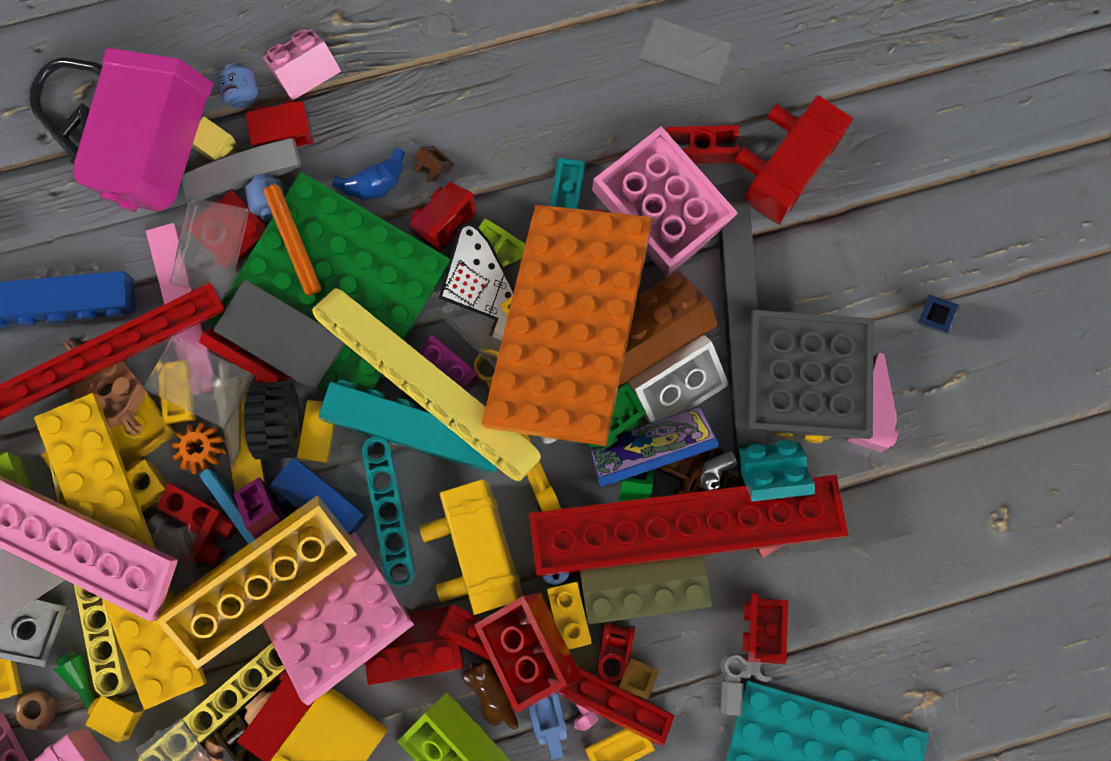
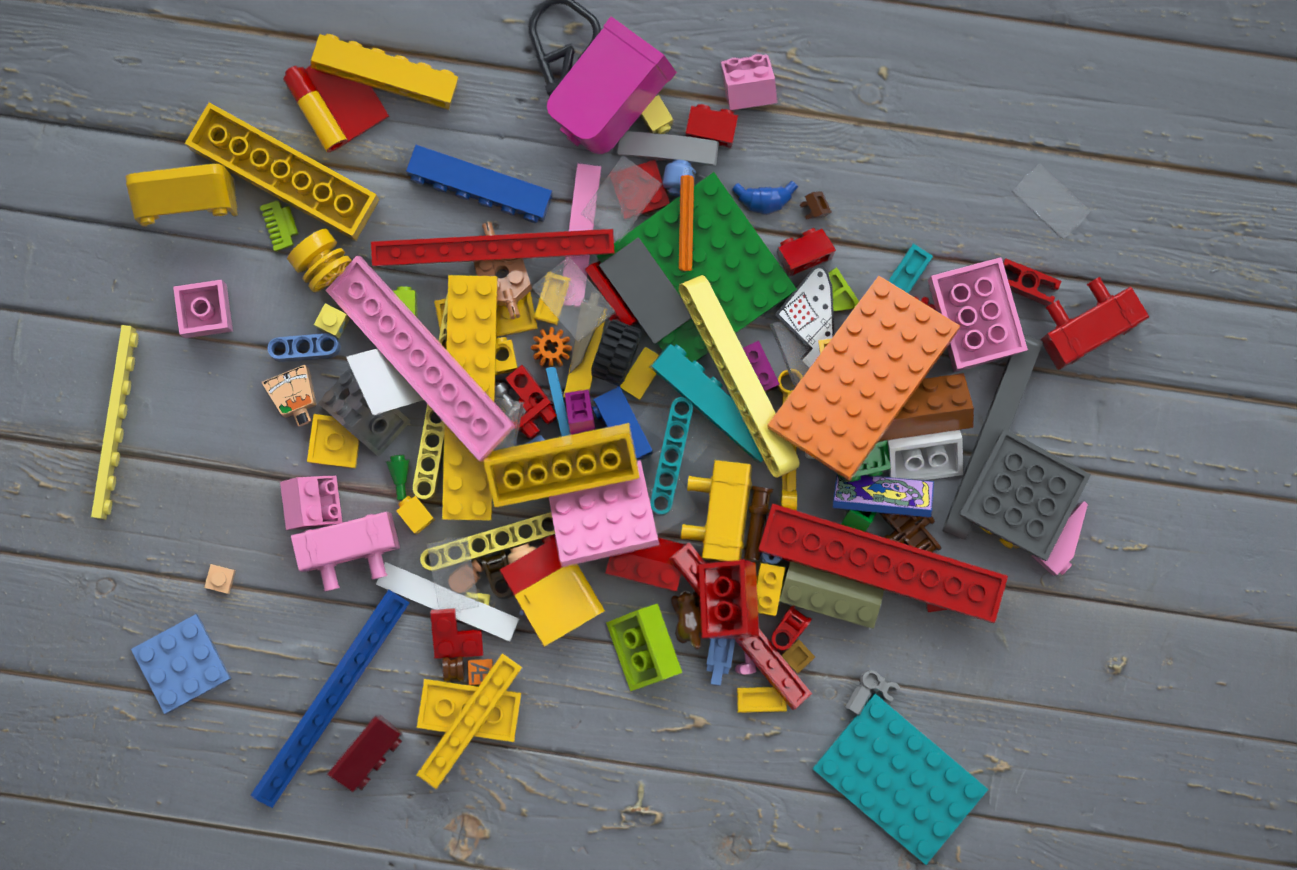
camera: 25 degrees right, 5 degrees up
(48, 709) = (369, 488): medium nougat piece -> none
(237, 85) = (693, 79): medium blue head -> none
(519, 528) = (758, 517): none -> reddish brown pin
(713, 469) = (919, 533): flat silver arm -> none
(767, 630) = (906, 664): red bracket -> none
(775, 470) = (964, 552): teal plate -> none
(939, 314) = (1144, 493): dark blue brick -> none

